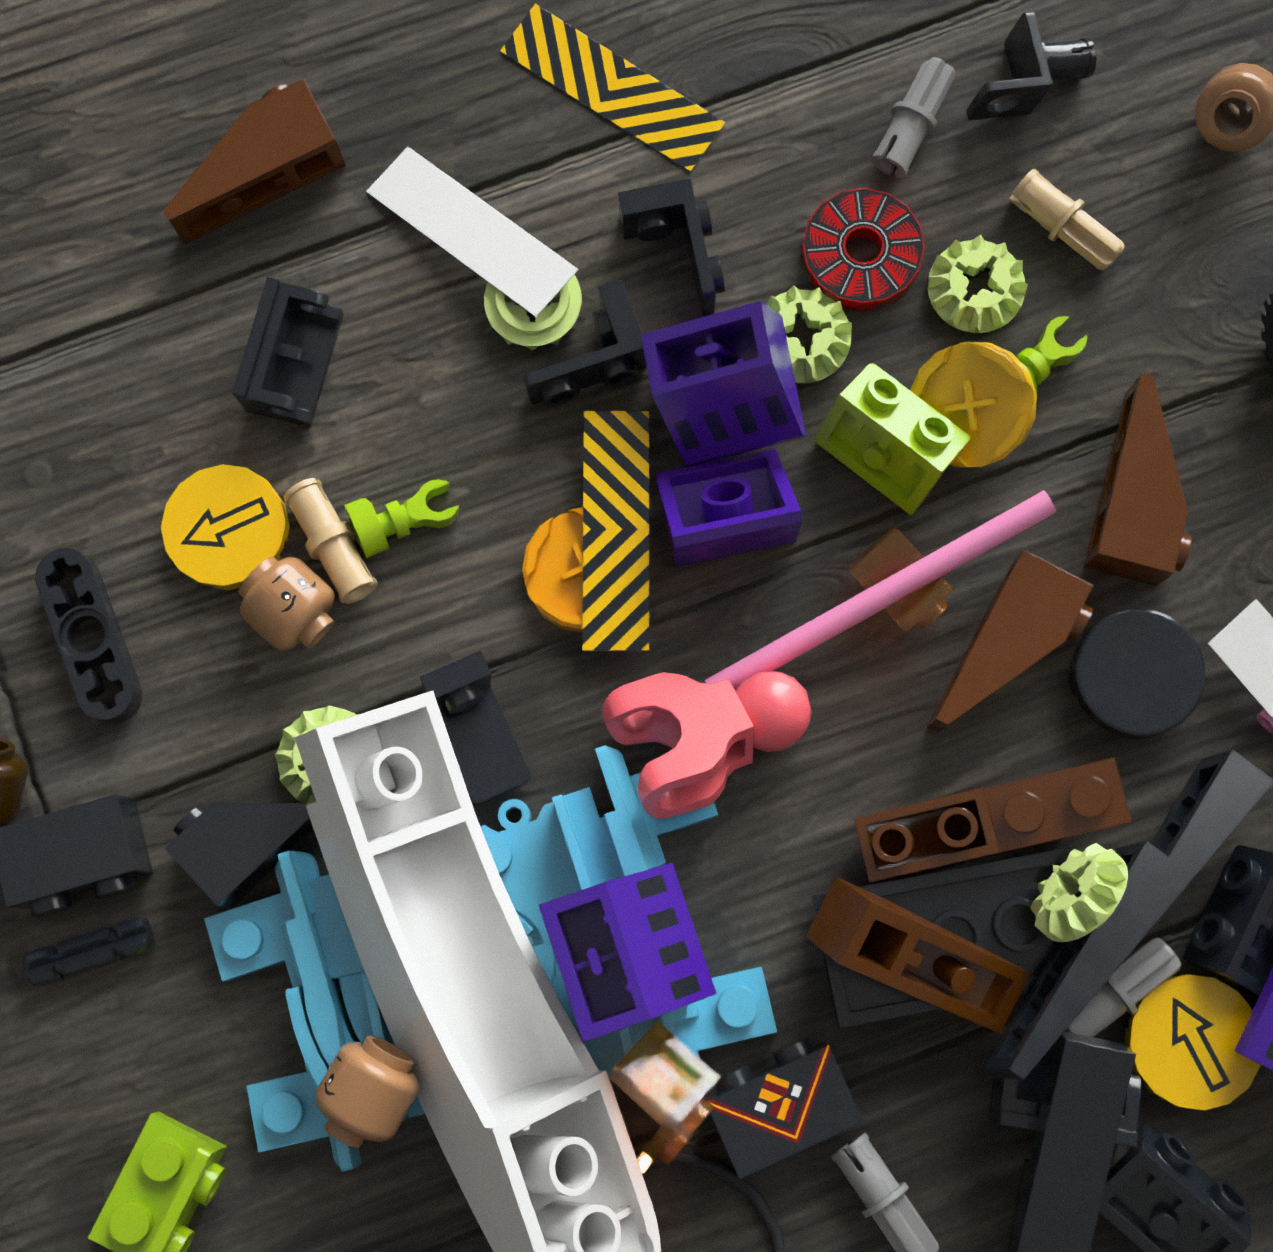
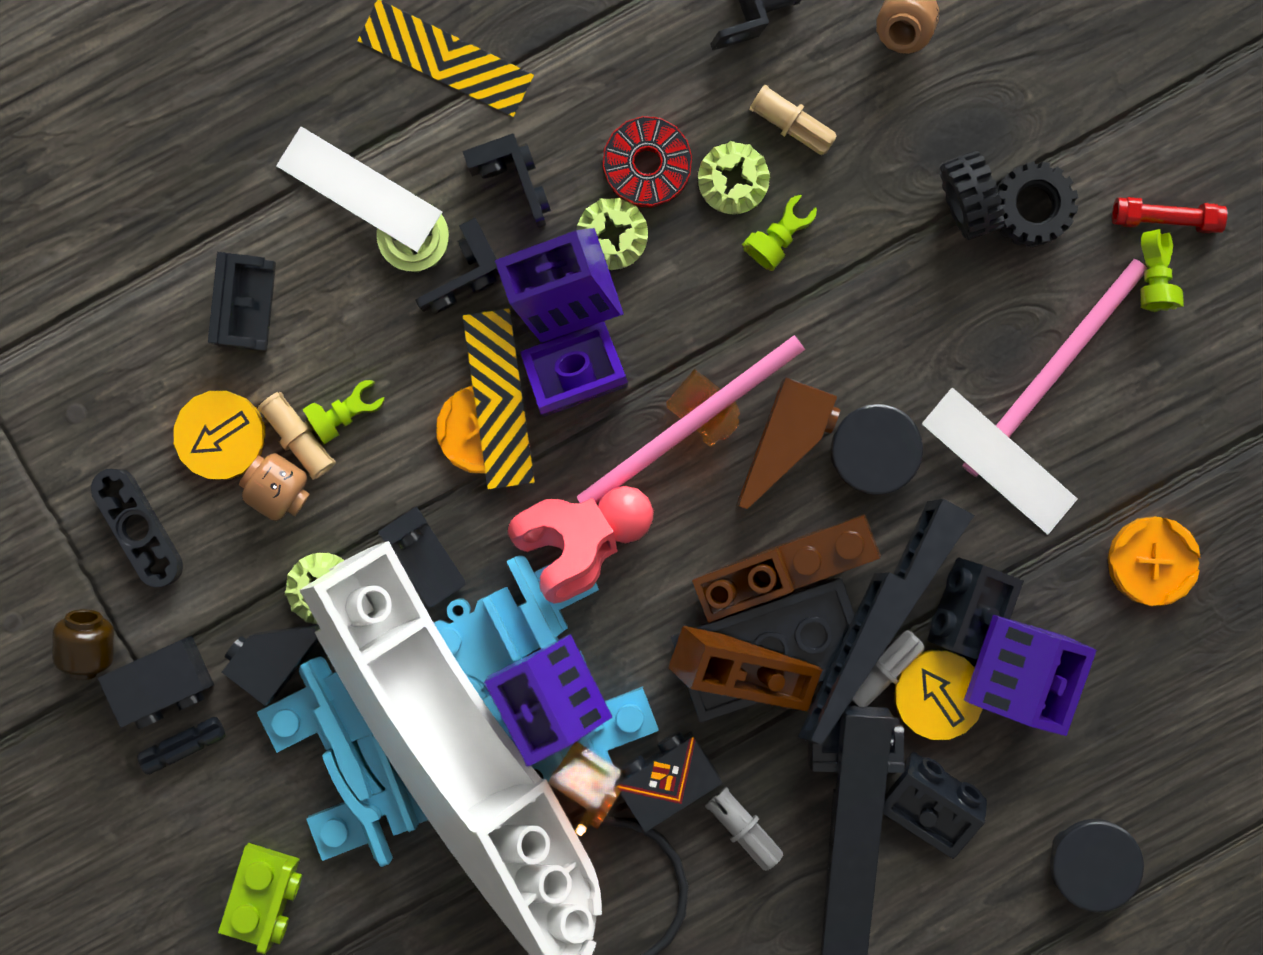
camera: 15 degrees left, 10 degrees up
(262, 157) = (196, 153): reddish brown slope -> none
(367, 1091) = (389, 816): medium nougat head -> none
(890, 437) = (684, 304): lime bracket -> none
(914, 118) = (672, 55): light grey axle -> none
(982, 394) = (739, 272): yellow tile -> none
(1099, 877) = (856, 601): yellowish green gear -> none
(1142, 500) = (866, 327): reddish brown slope -> none

